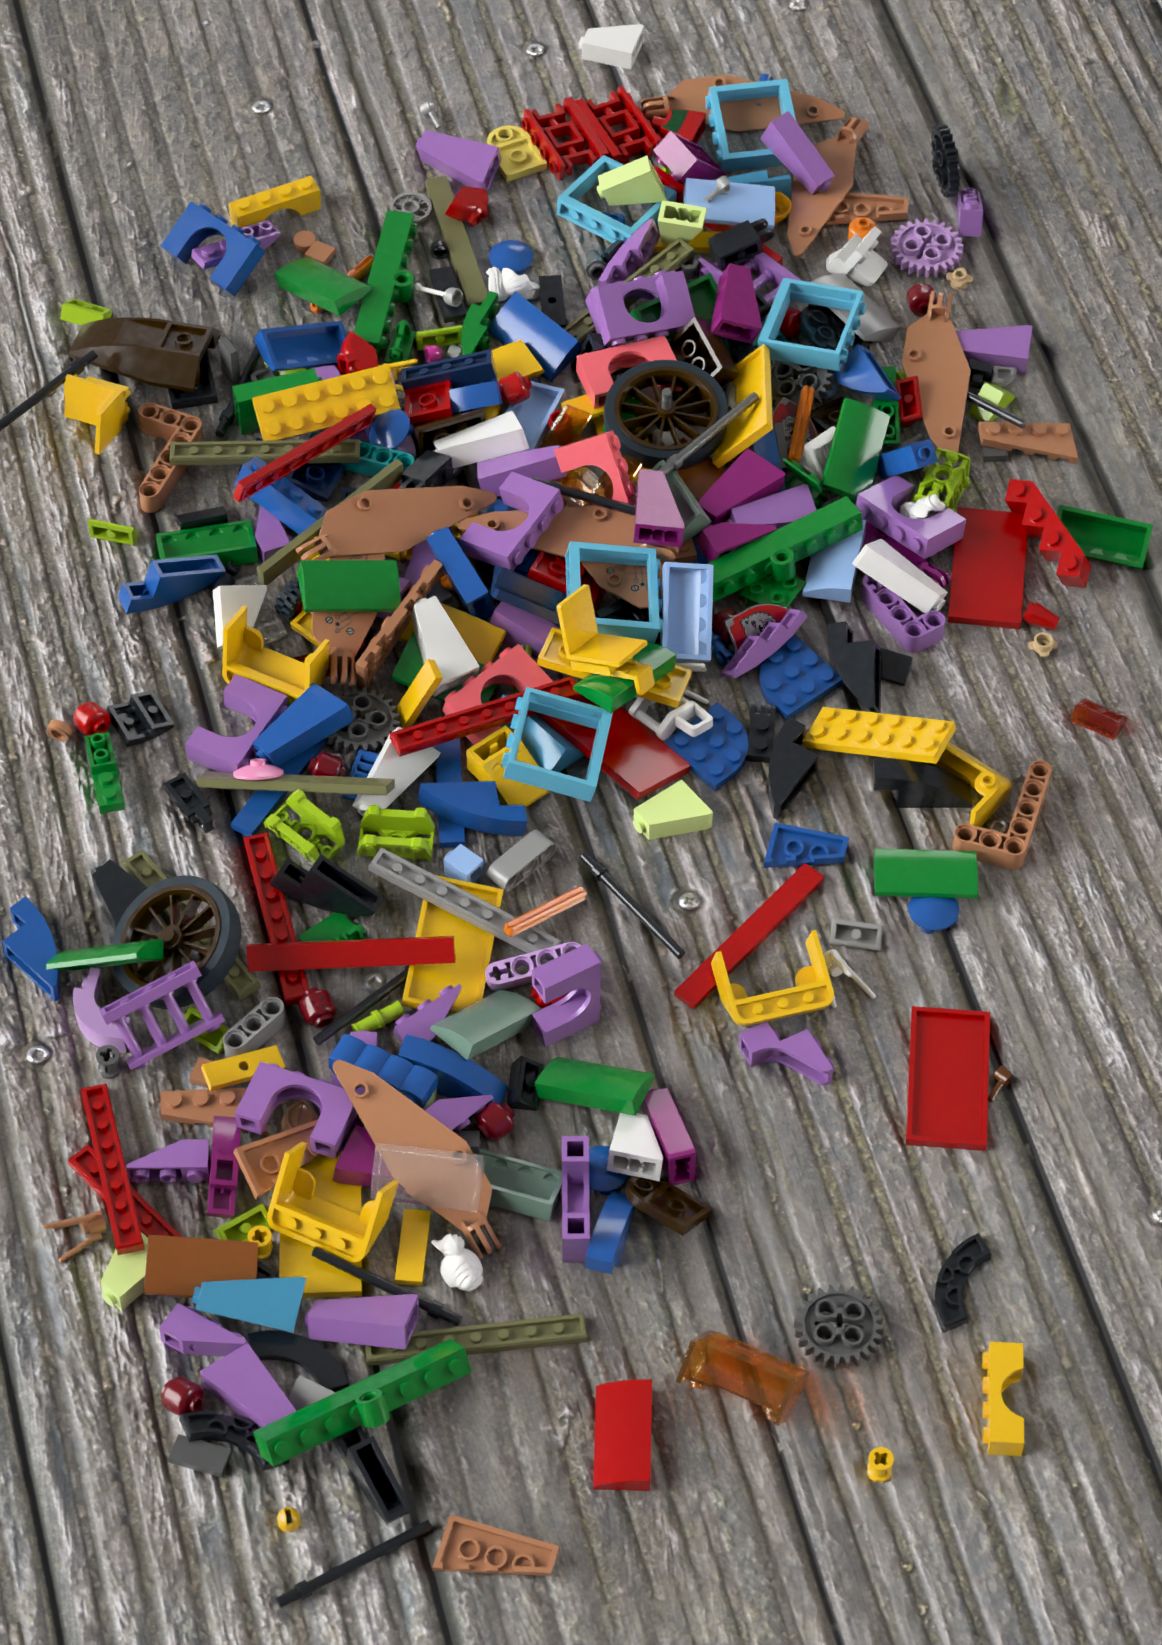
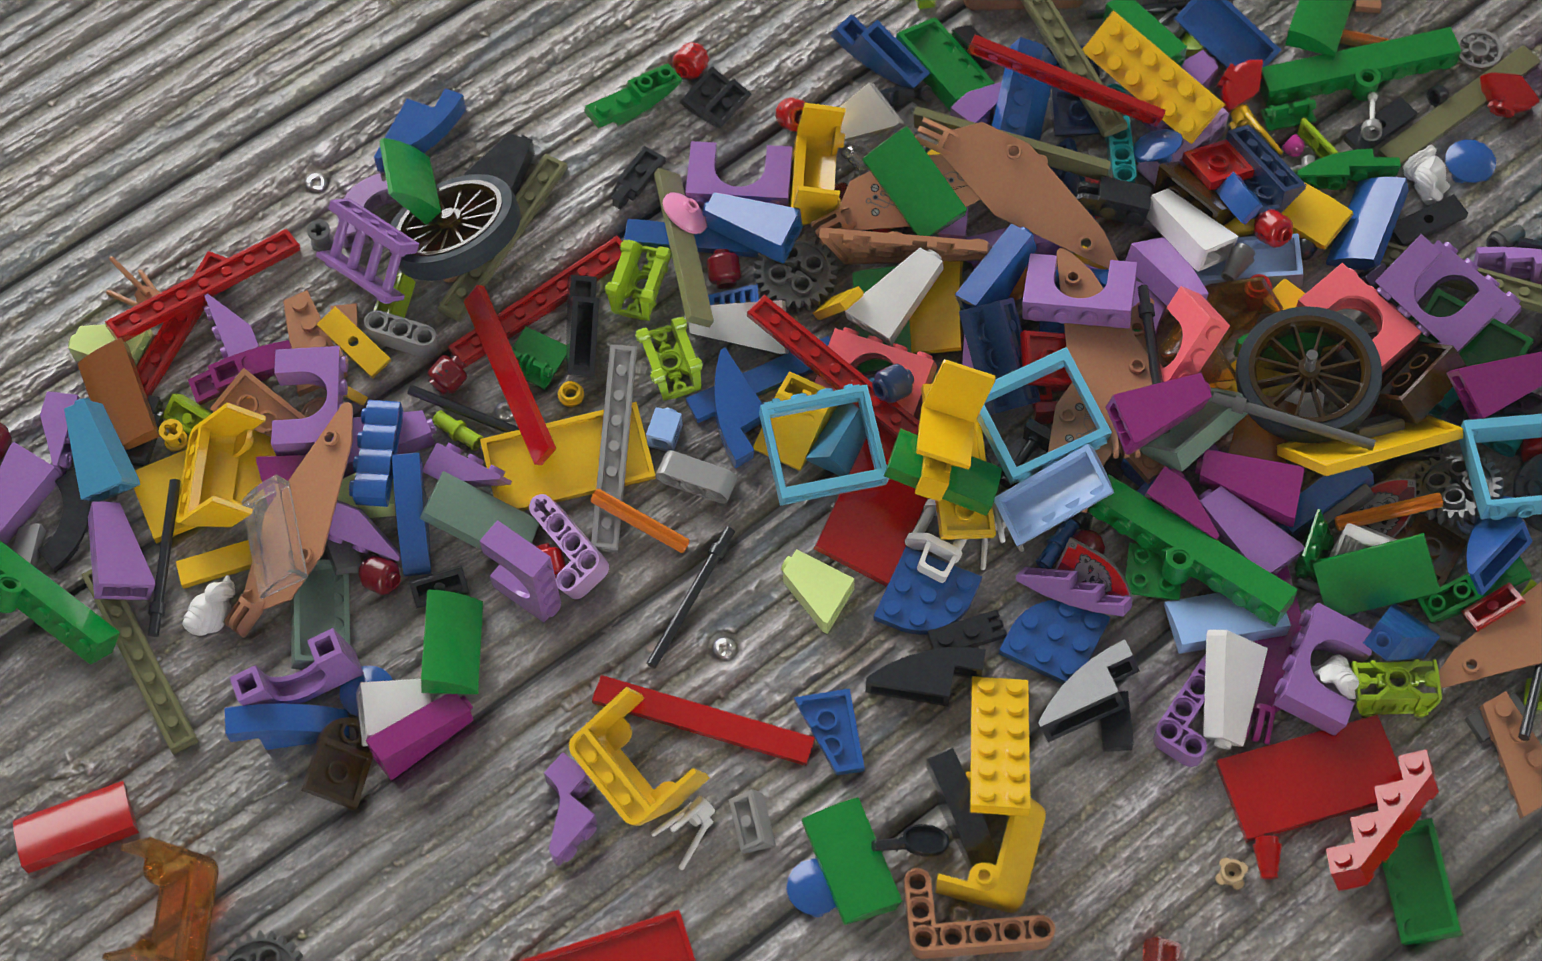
camera: 70 degrees right, 10 degrees up
(59, 730) = (667, 42): nougat tile -> none
(199, 664) = (789, 113): none -> red head
(387, 919) = (567, 388): none -> yellow plate
(527, 673) = (893, 383): none -> dark blue head
(531, 423) = (1238, 261): none -> dark grey cone
(926, 824) = (917, 839): none -> black piece

